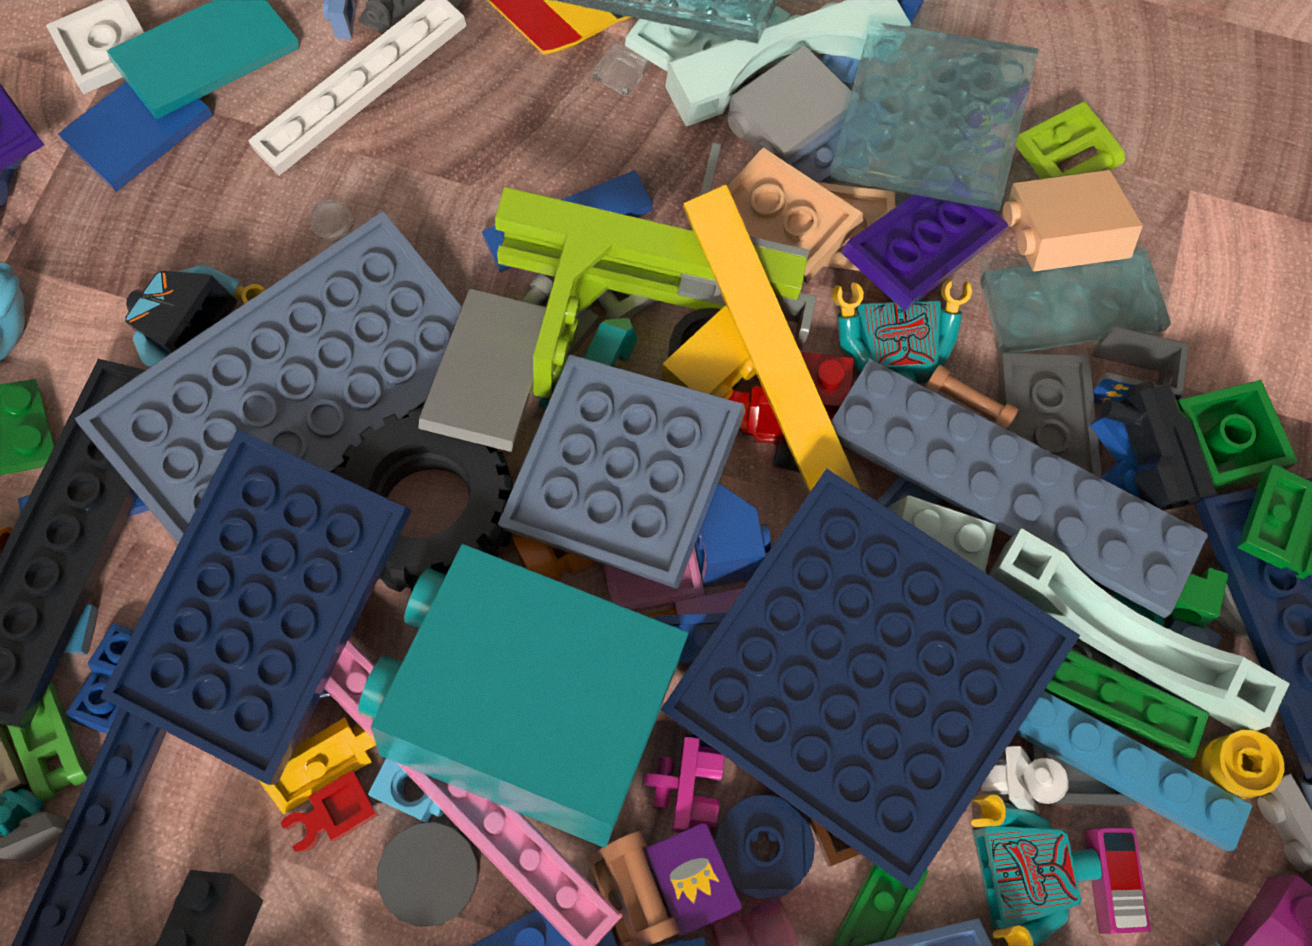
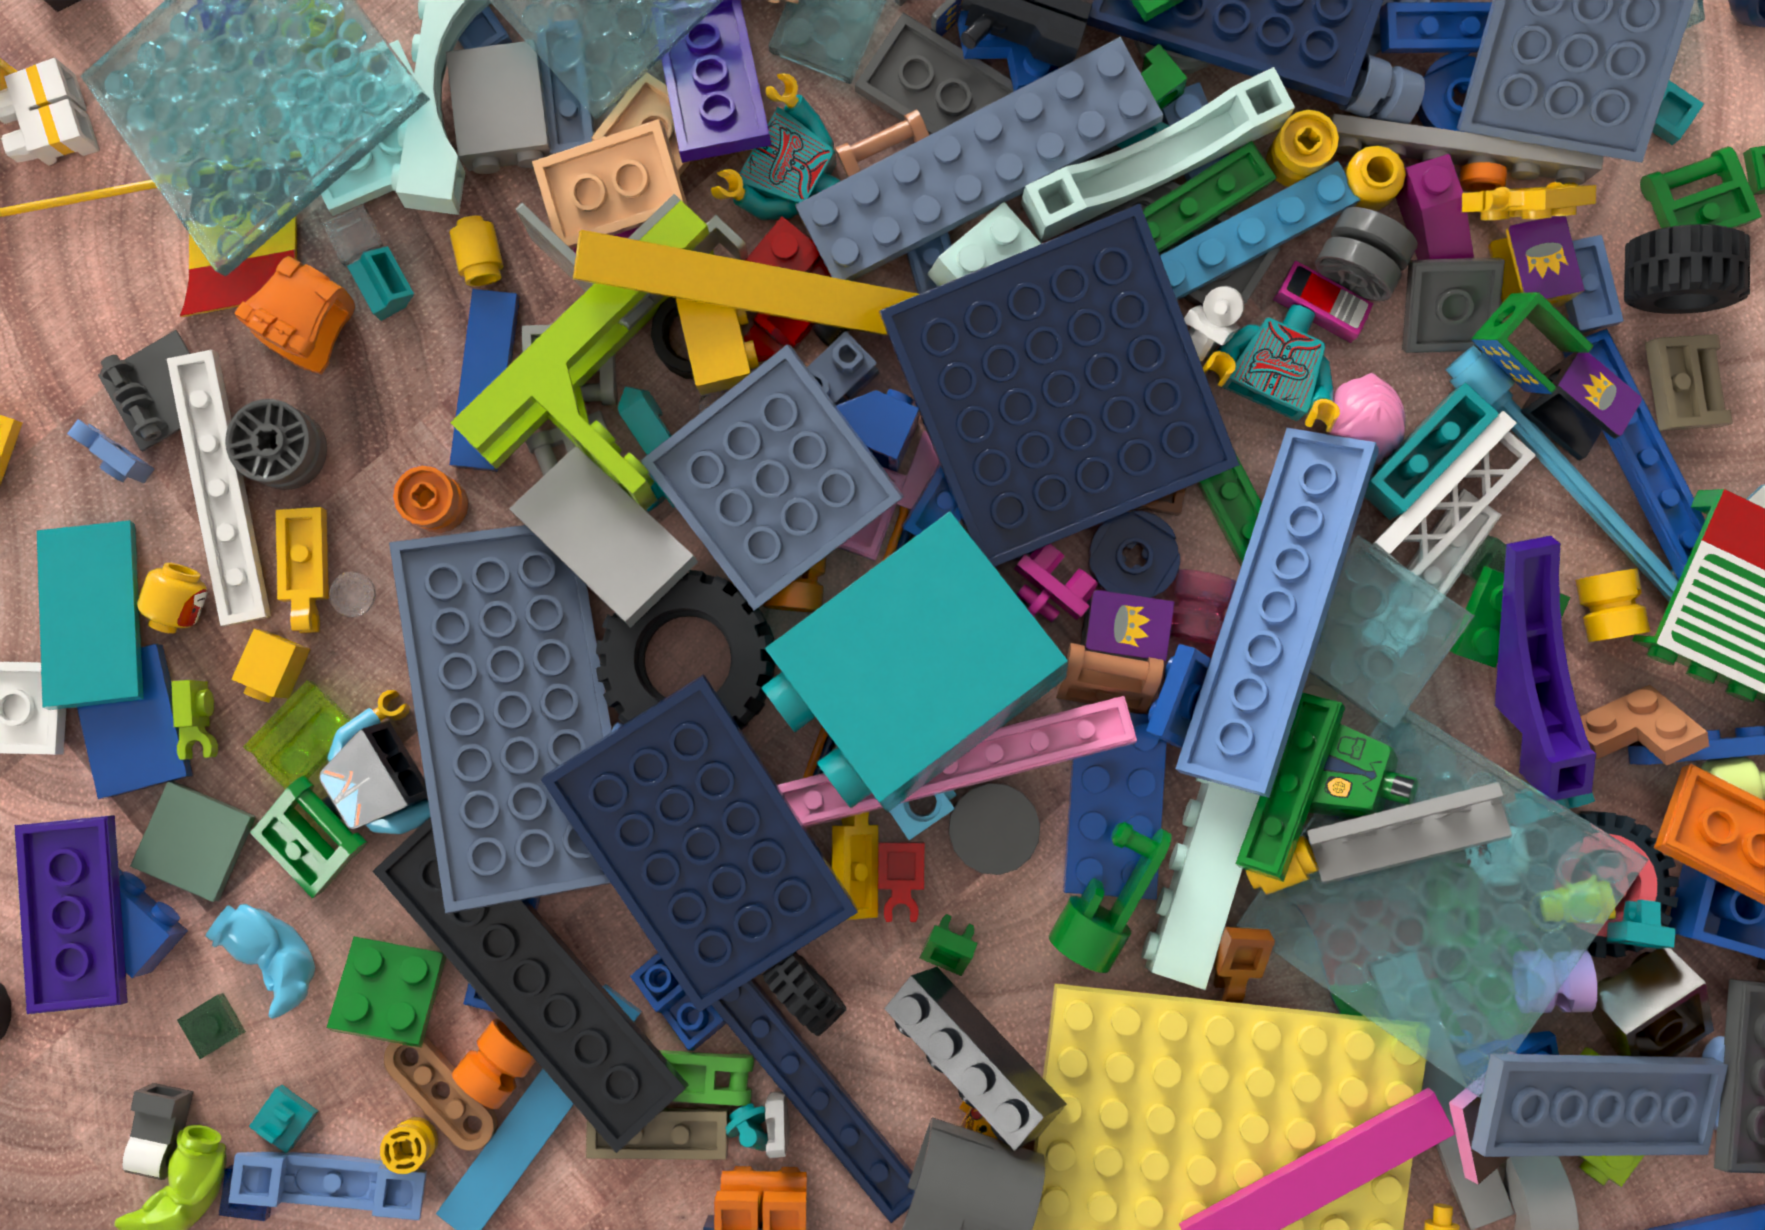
camera: 50 degrees left, 15 degrees up
(58, 219) = (193, 841): none -> sand green tile
(93, 293) = (299, 845): none -> green plate
(164, 158) = (191, 713): none -> lime plate
(168, 786) = (804, 993): none -> black tyre
(187, 241) = (298, 735): none -> clear neon green plate
(235, 193) = (270, 666): none -> yellow brick
(251, 97) = (172, 597): none -> yellow head
(285, 901) = (948, 948): none -> green tile
(332, 172) = (302, 564): none -> yellow plate
(418, 101) = (253, 447): none -> dark grey wheel
(442, 230) = (430, 499): none -> orange wheel
(531, 59) = (298, 314): none -> orange piece
(595, 105) = (381, 282): none -> teal piece
(666, 155) = (476, 251): none -> yellow brick
(759, 478) = (843, 369): none -> sand blue hips
(1192, 890) = (1367, 253): none -> dark grey wheel
(1264, 852) = (1375, 176): none -> yellow head

